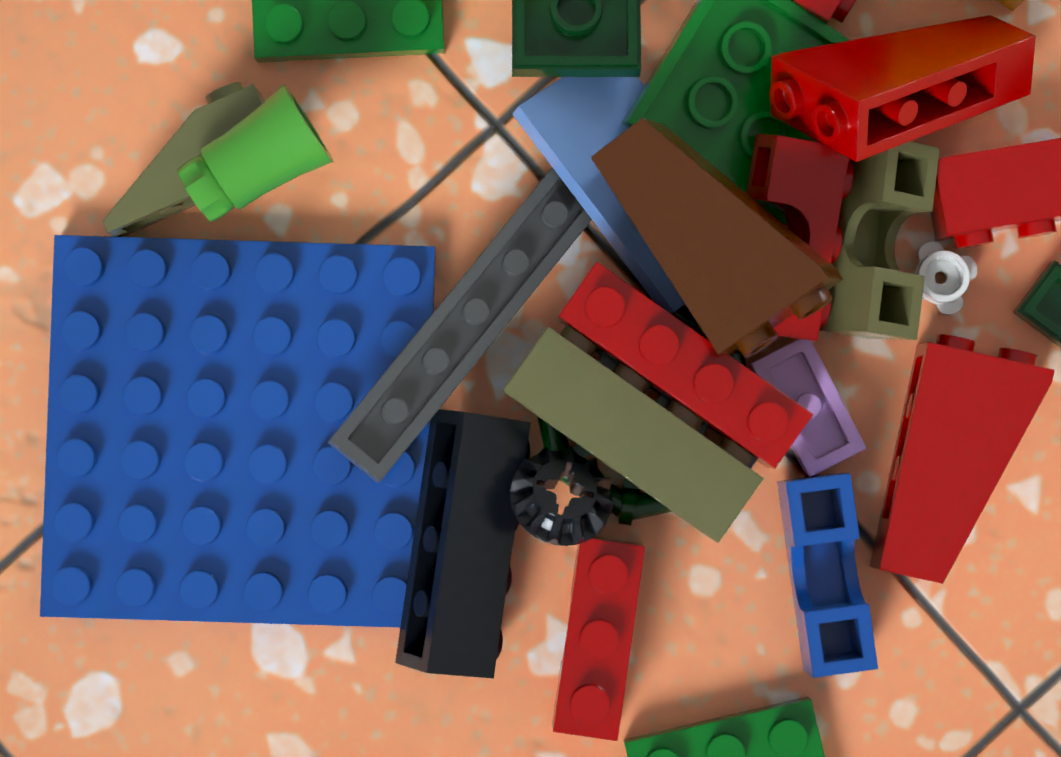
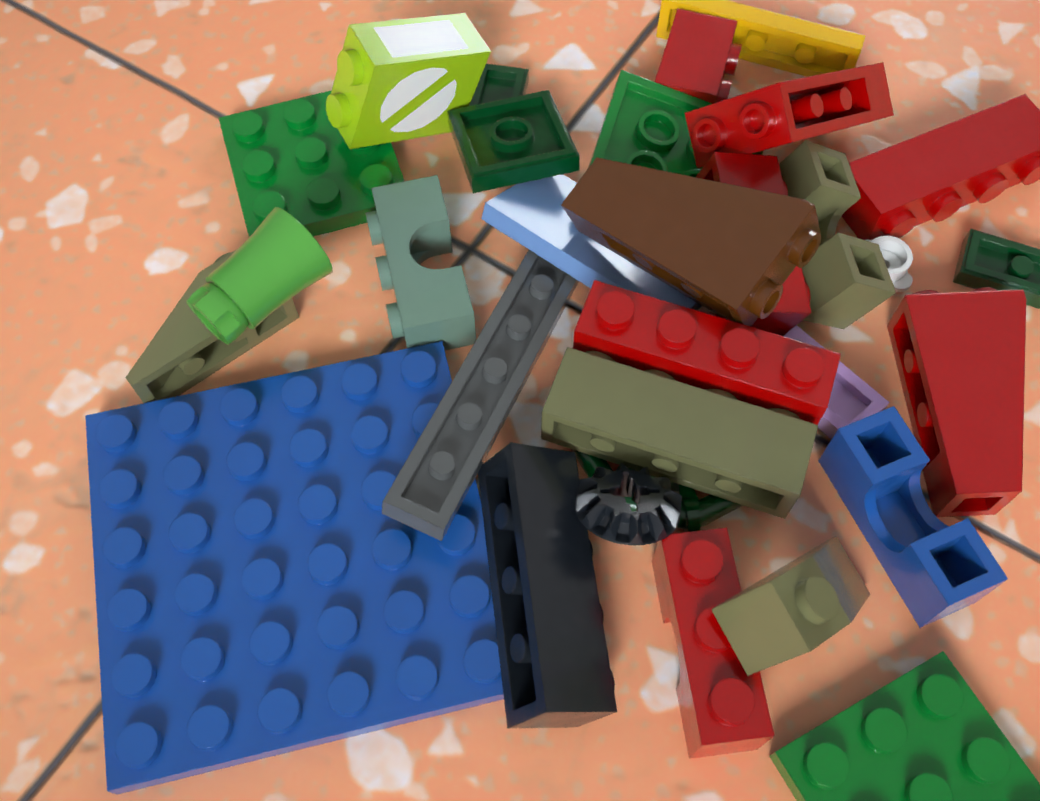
camera: 15 degrees left, 25 degrees down
(430, 91) = (429, 302): none -> sand green arch
(684, 636) = (793, 608): none -> olive slope

